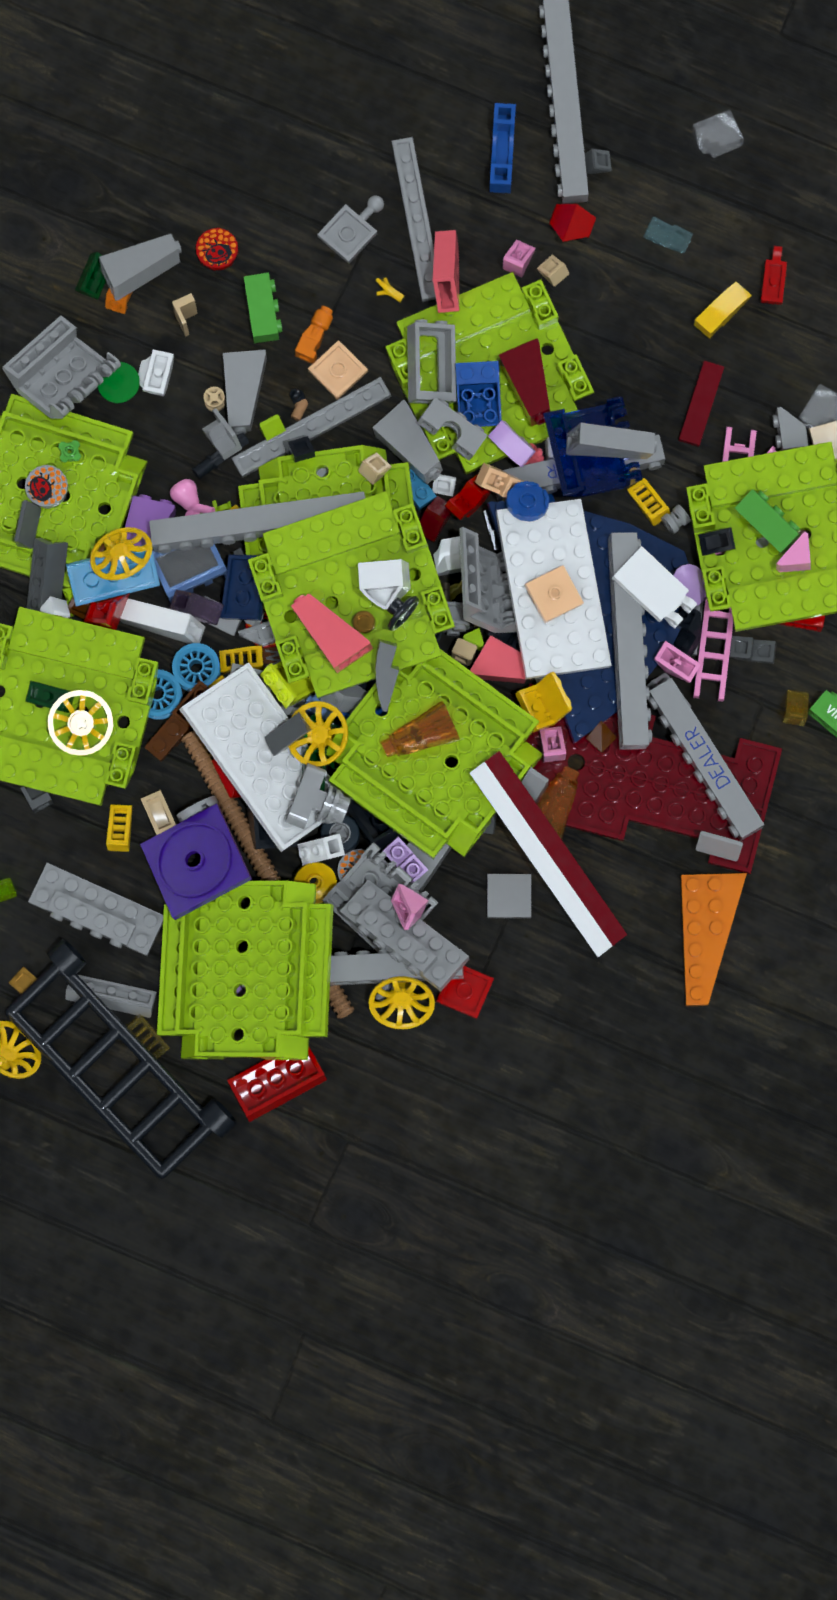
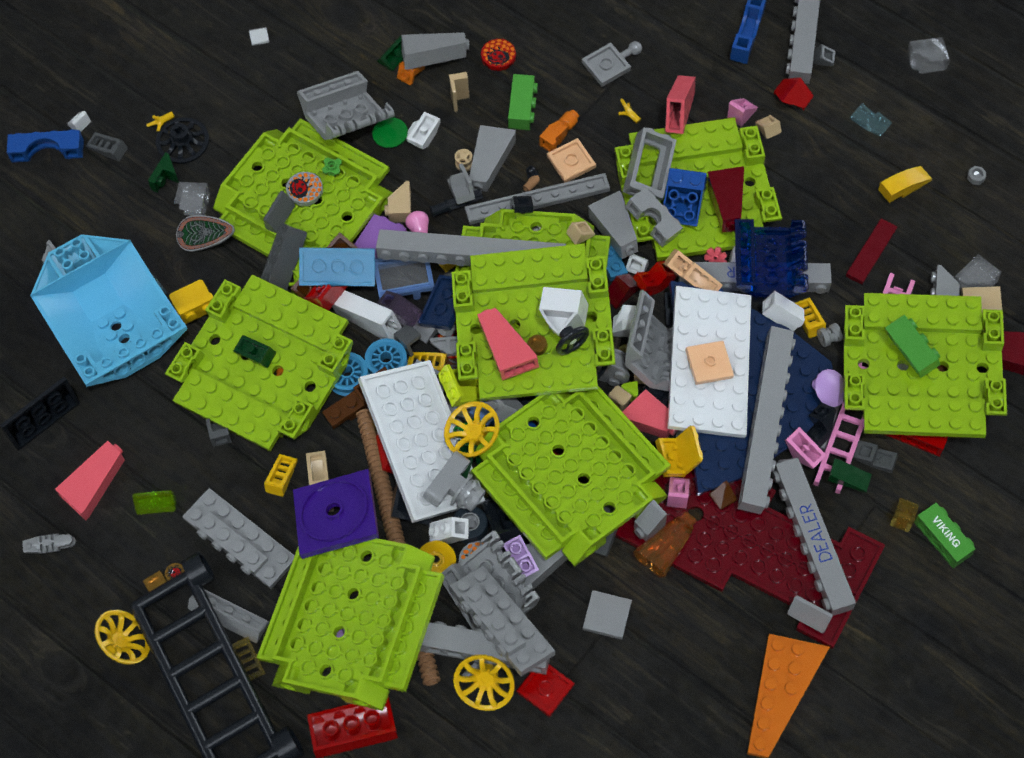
camera: 15 degrees right, 15 degrees down
(39, 964) = (173, 570): none -> tile
(56, 607) = (282, 281): white slope -> none
(80, 722) = (272, 376): wheel -> none
(117, 549) = (346, 242): yellow wheel -> none
(157, 474) = (399, 204): none -> tan slope
(197, 808) = (350, 468): light grey tile -> none
(213, 637) = (407, 336): none -> dark grey panel
(272, 427) = (504, 189): lime slope -> none
(287, 734) = (446, 423): dark grey slope -> none
(385, 672) = (543, 387): dark grey slope -> none
(408, 905) = (512, 593): bright pink slope -> none
(415, 214) = (665, 62): light grey tile -> none
(423, 732) = (566, 446): clear orange piece -> none
(511, 443) = (702, 241): lavender slope -> none
(527, 501) = (704, 284): blue tile -> none
(548, 853) = (651, 582): sticker -> none
(610, 442) = (787, 249): light grey slope -> none
(619, 506) = (783, 311): none -> white brick
(654, 587) = (799, 378): white tile -> none
(716, 541) = (863, 354): black slope -> none
(730, 682) = (849, 476): none -> dark green slope
(774, 278) = (954, 169): red plate -> none
(797, 556) = (932, 380): bright pink slope -> none
(800, 279) = (976, 175): none -> light grey tile

